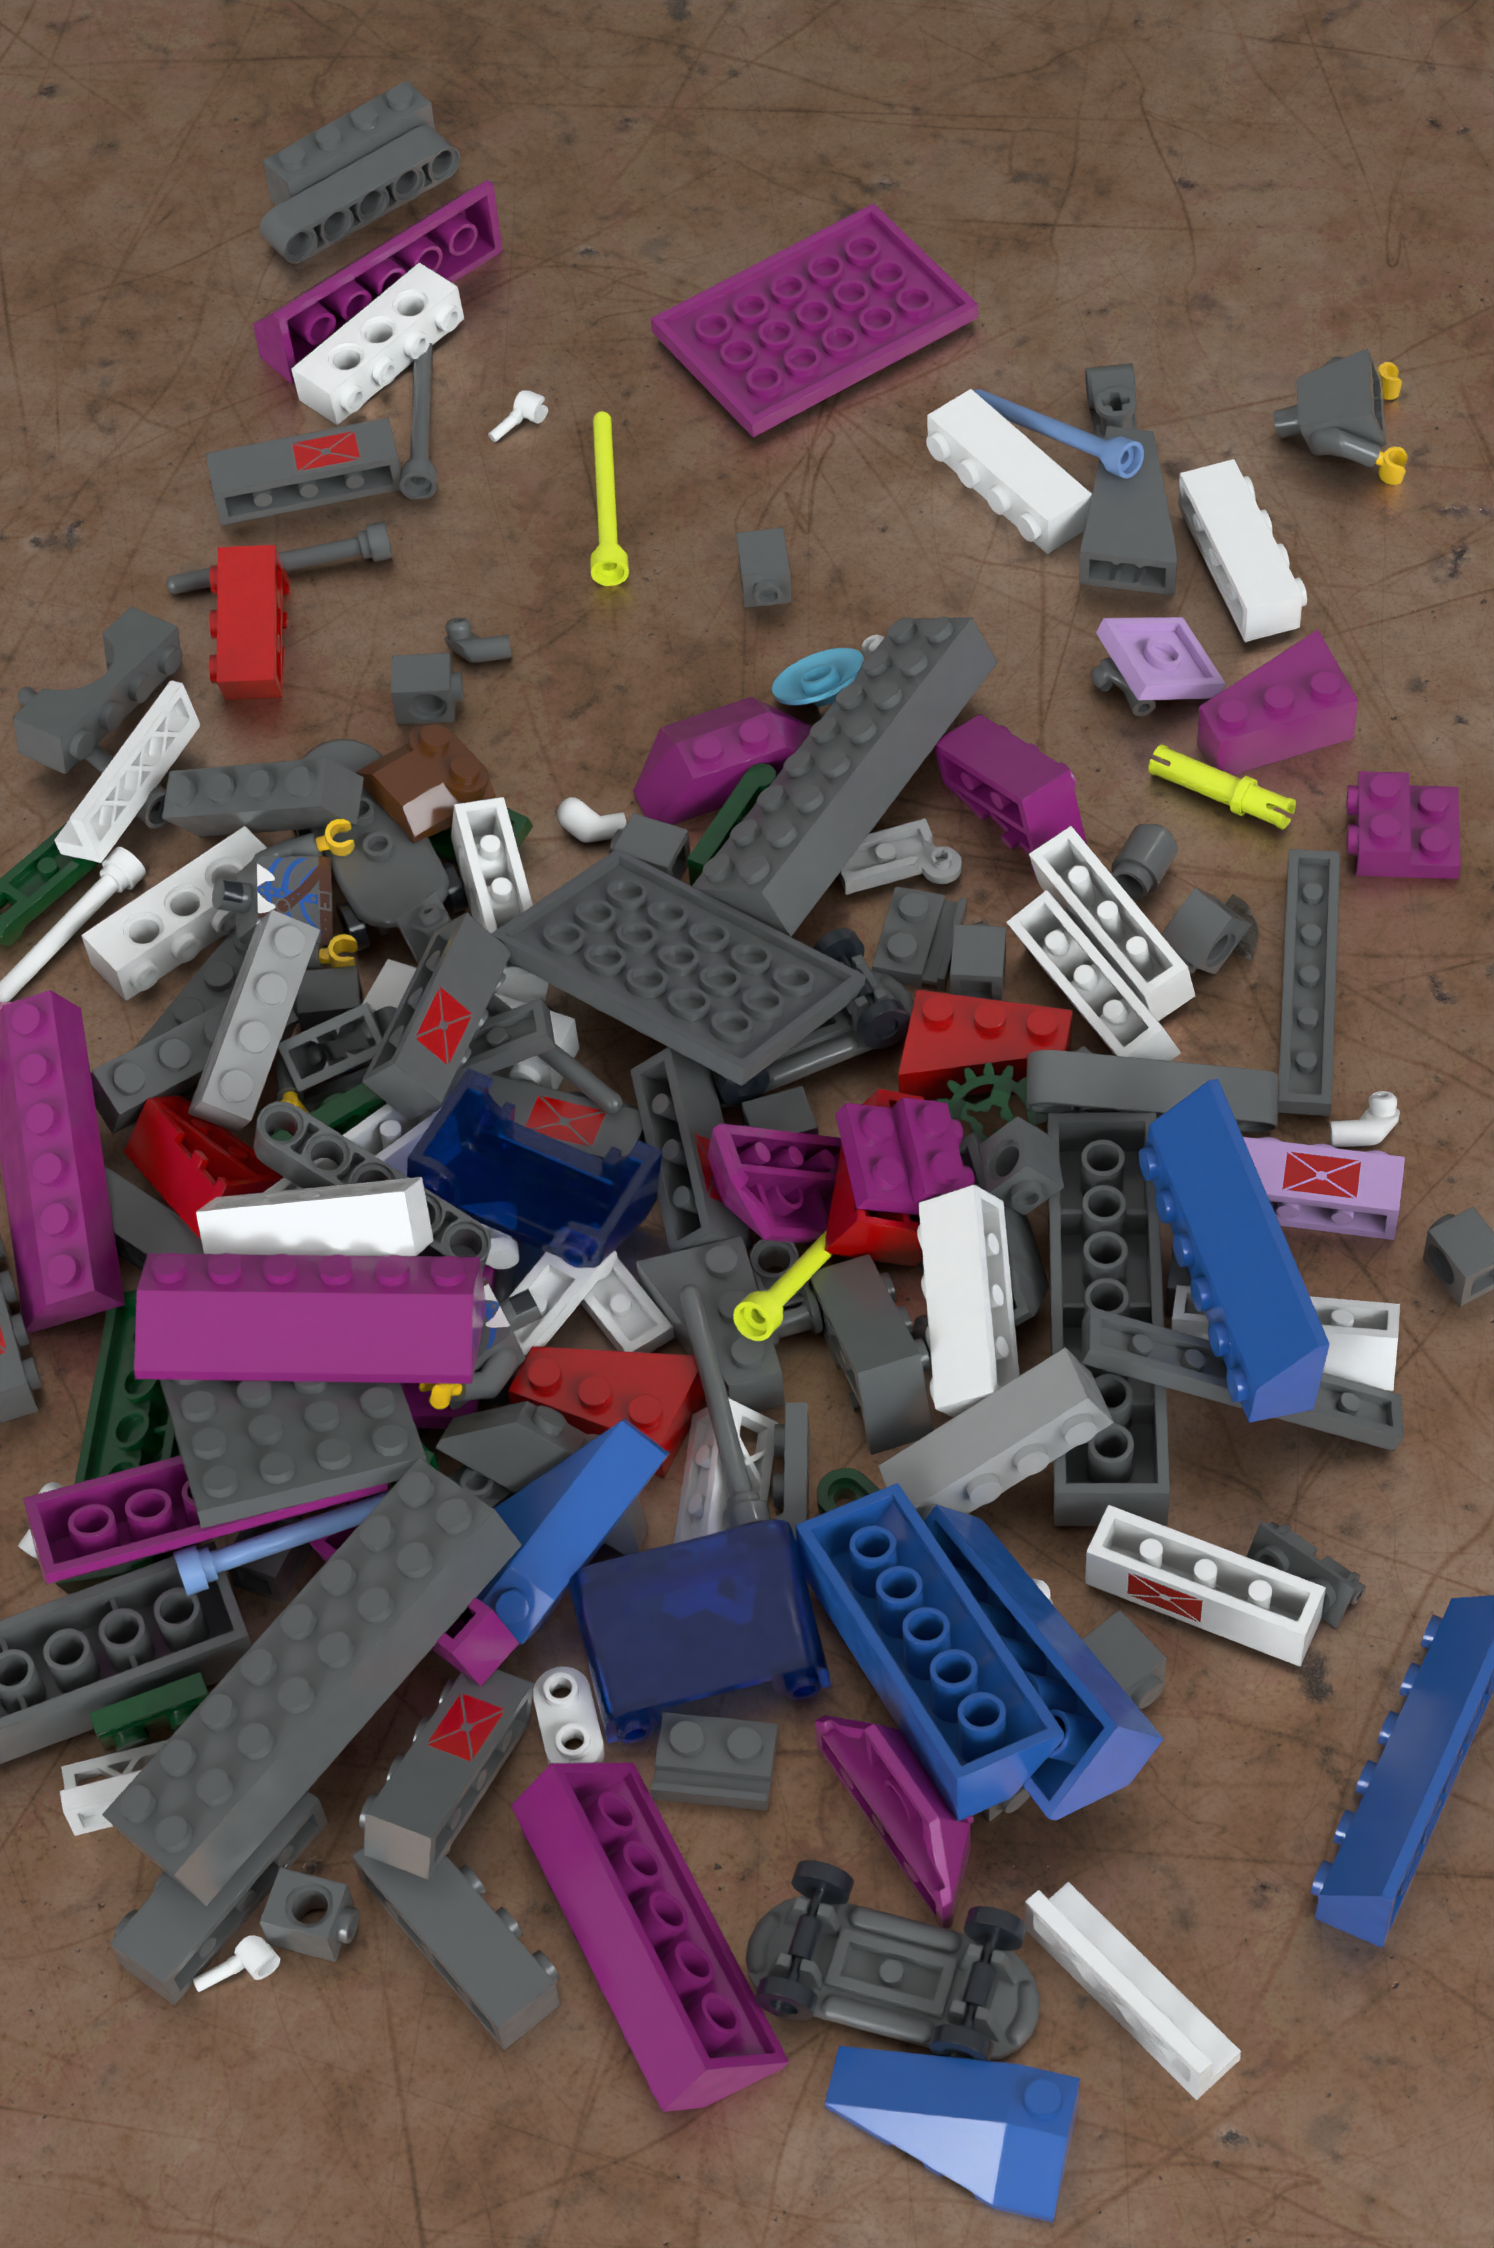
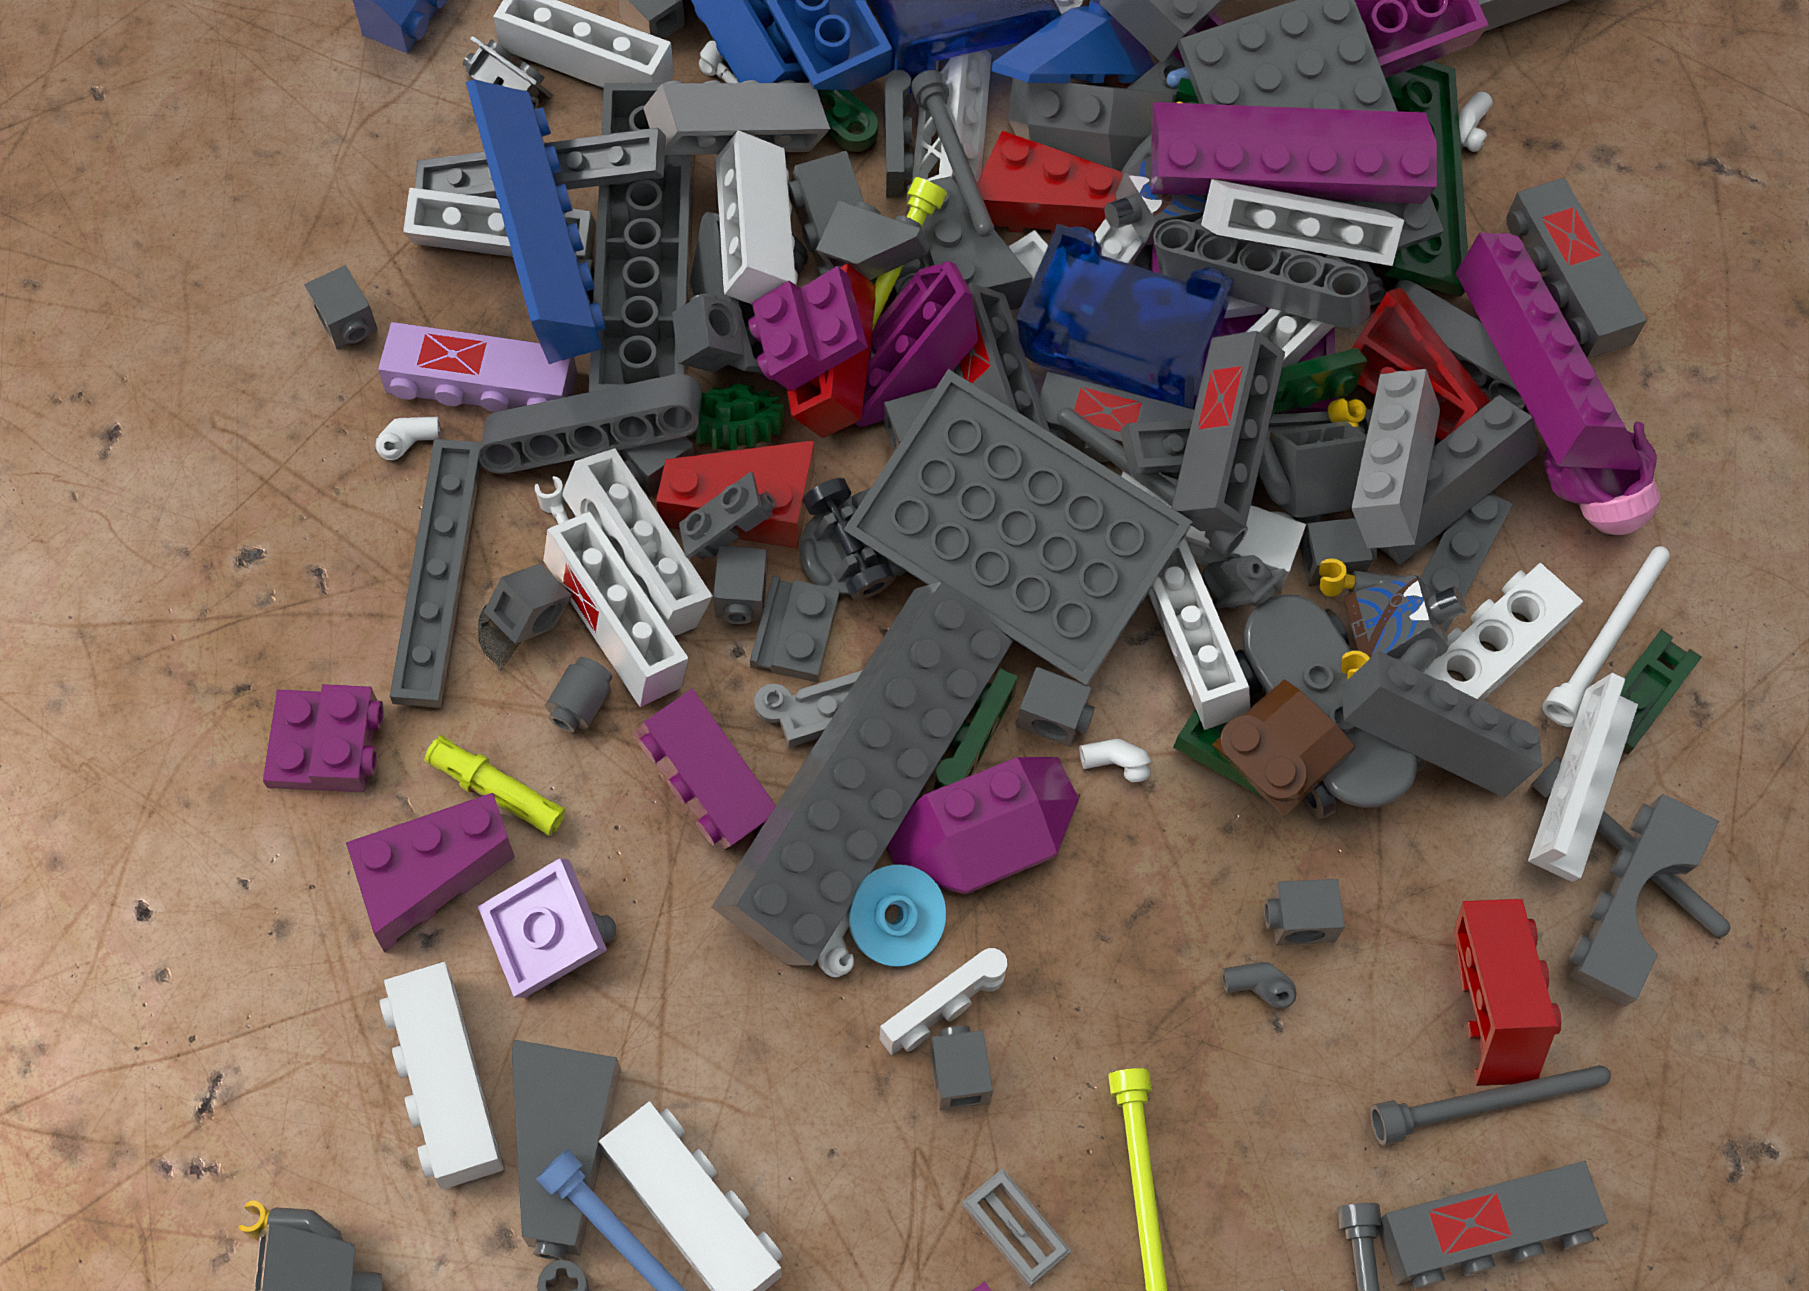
camera: 170 degrees right, 10 degrees up
(714, 478) = (1044, 1263): none -> light grey tile
(777, 618) = (945, 1000): none -> white plate
(827, 1254) = (870, 240): none -> dark grey slope
(994, 977) = (714, 522): none -> dark grey hinge
(1189, 1053) = (554, 502): none -> white hand

